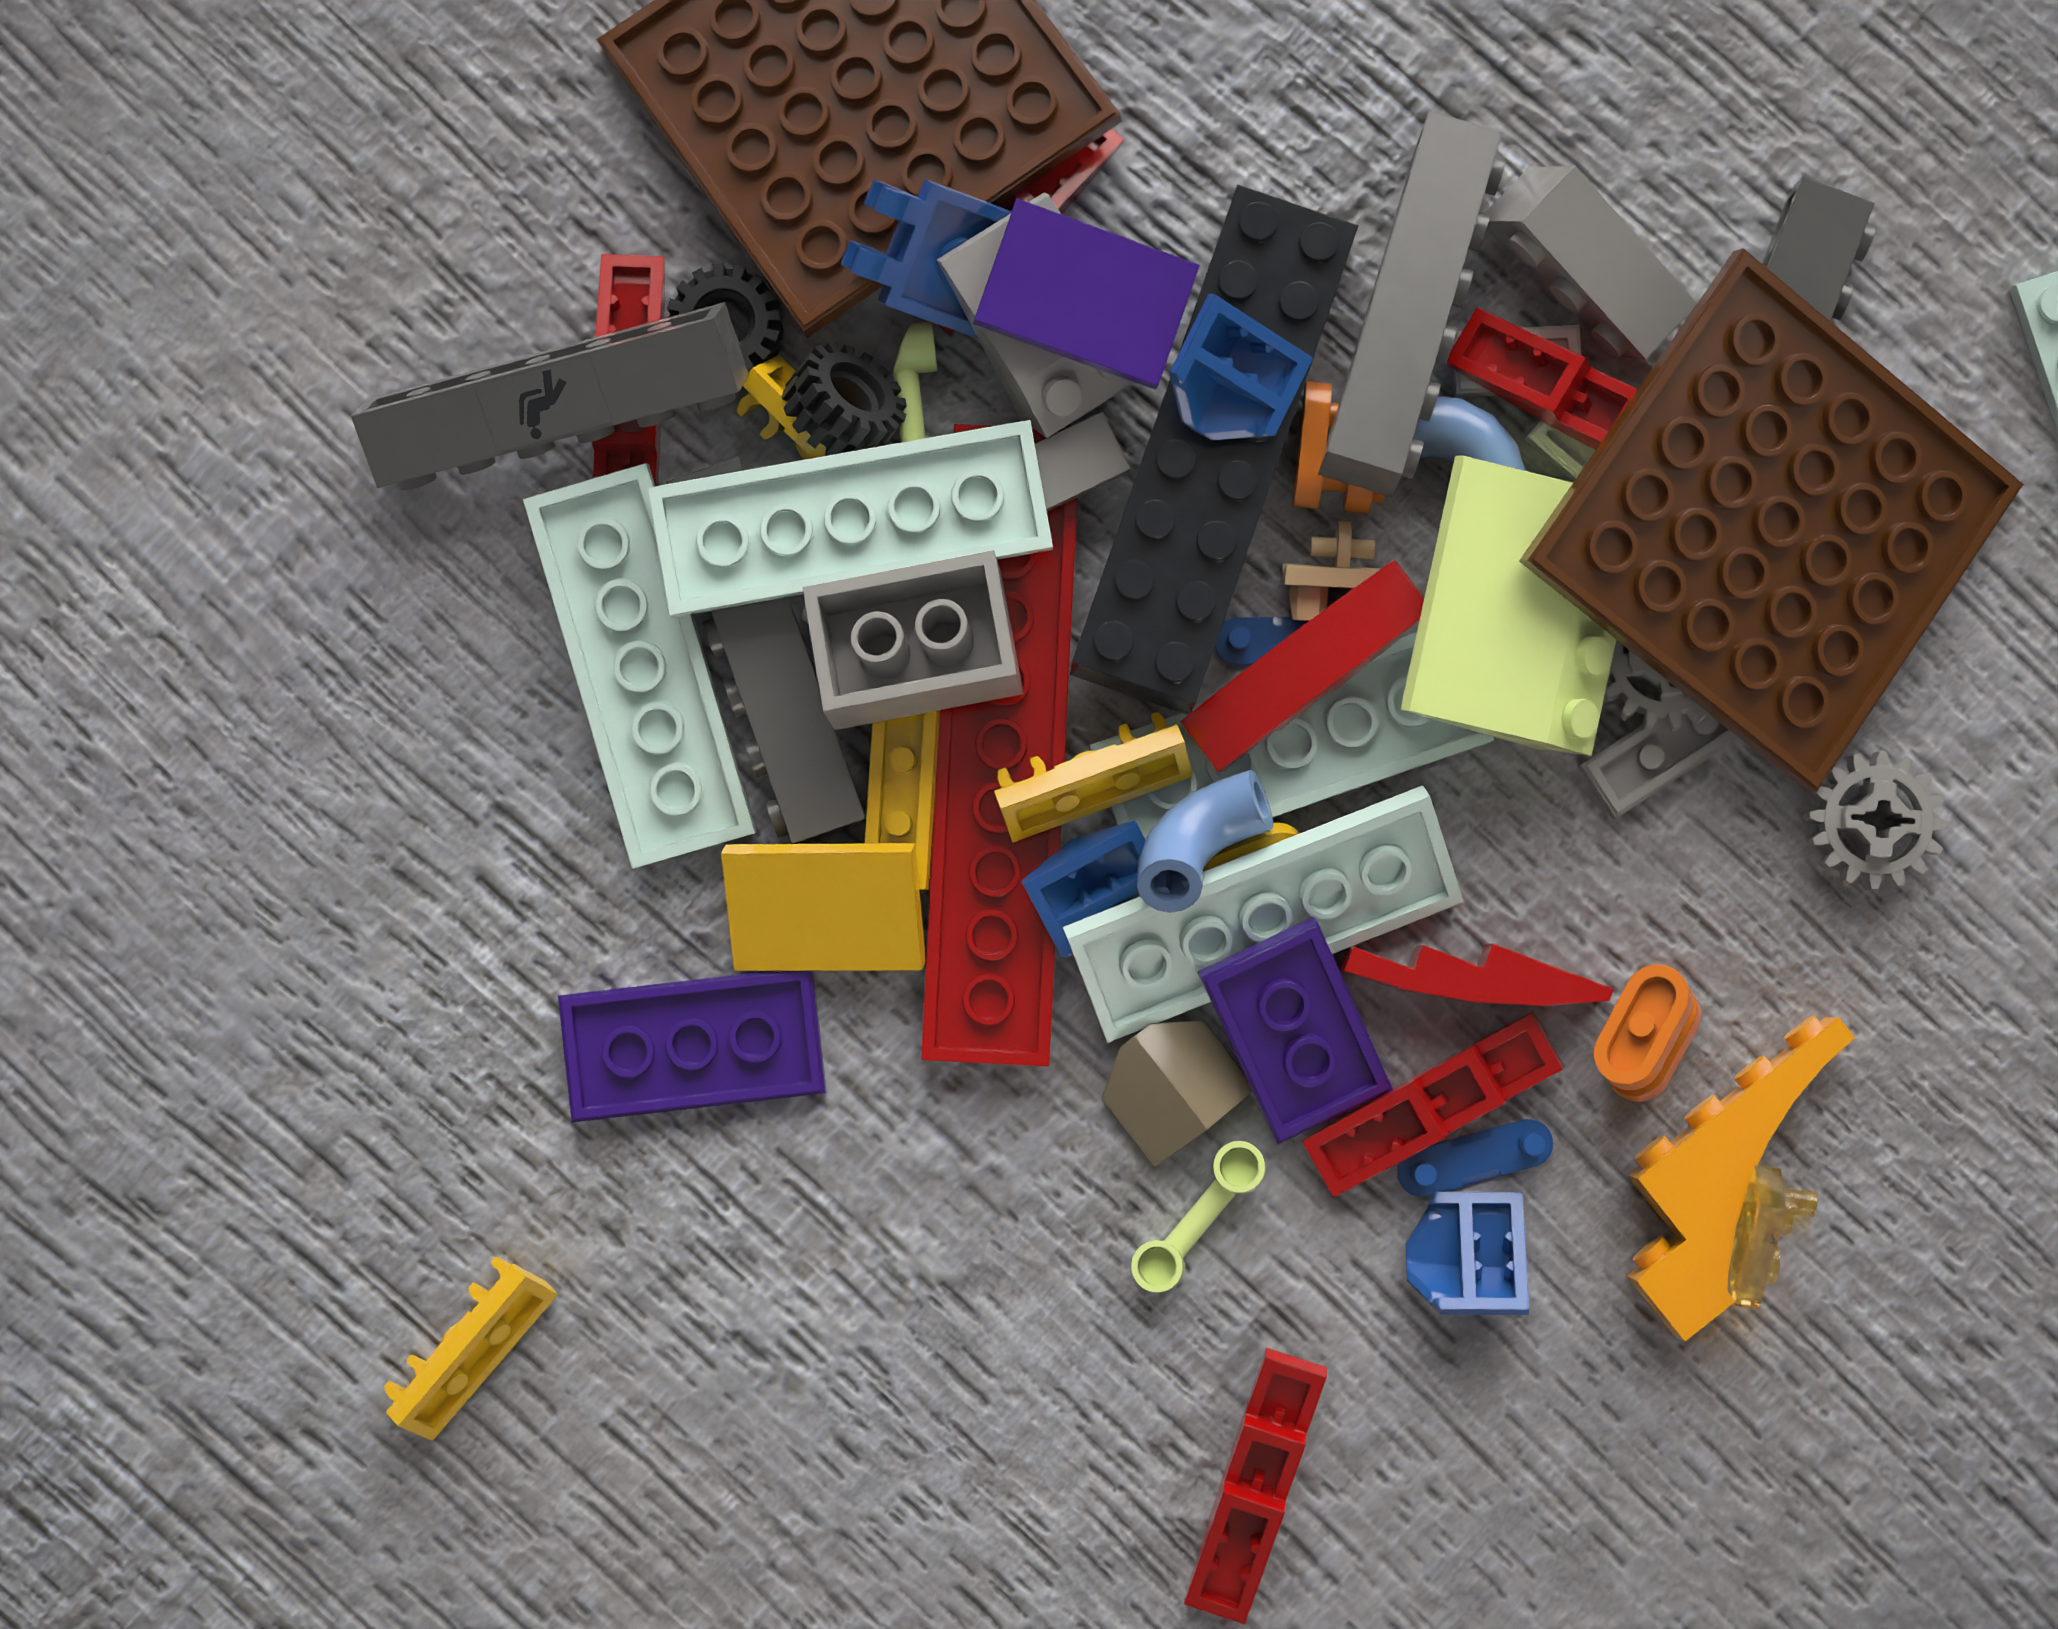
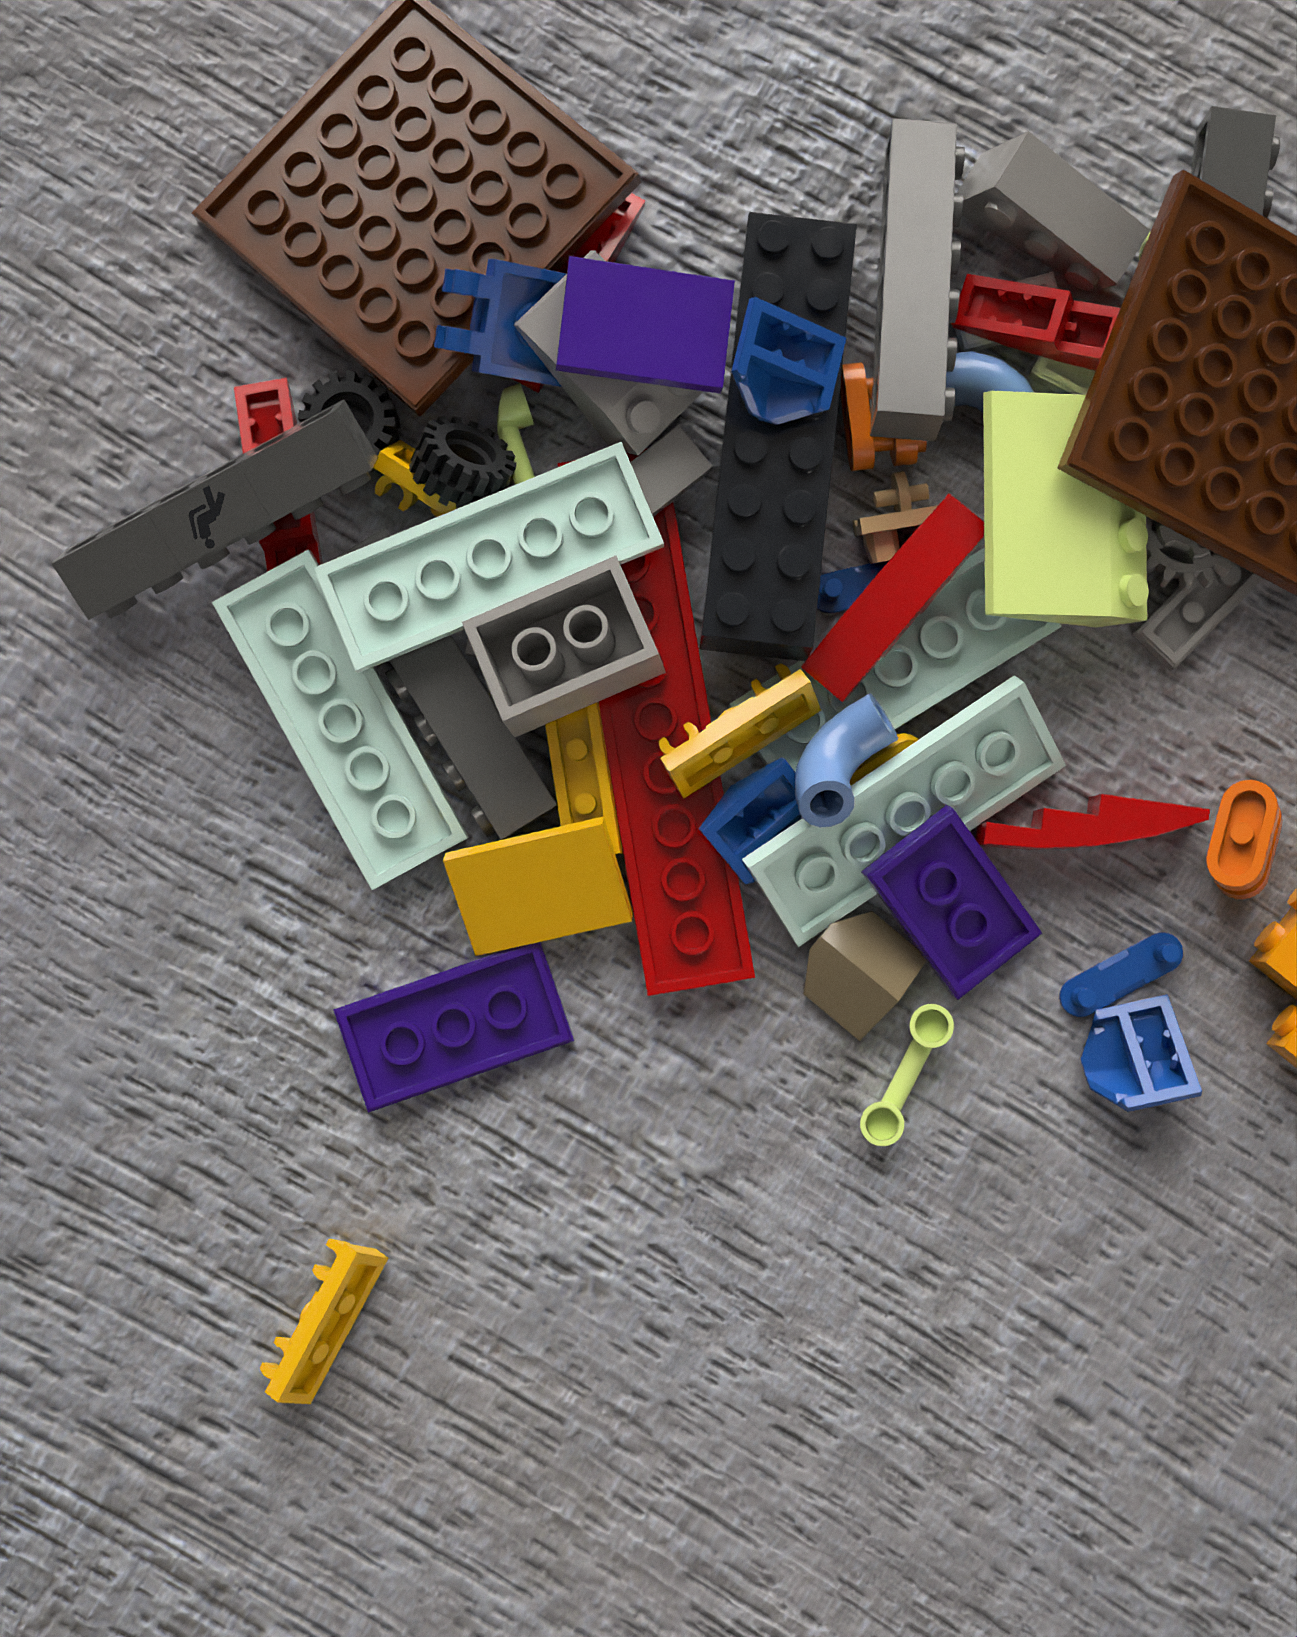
camera: 20 degrees left, 0 degrees up
(1255, 1486) = (1003, 1288): red slope -> none
(1433, 1104) = (1078, 938): red slope -> none

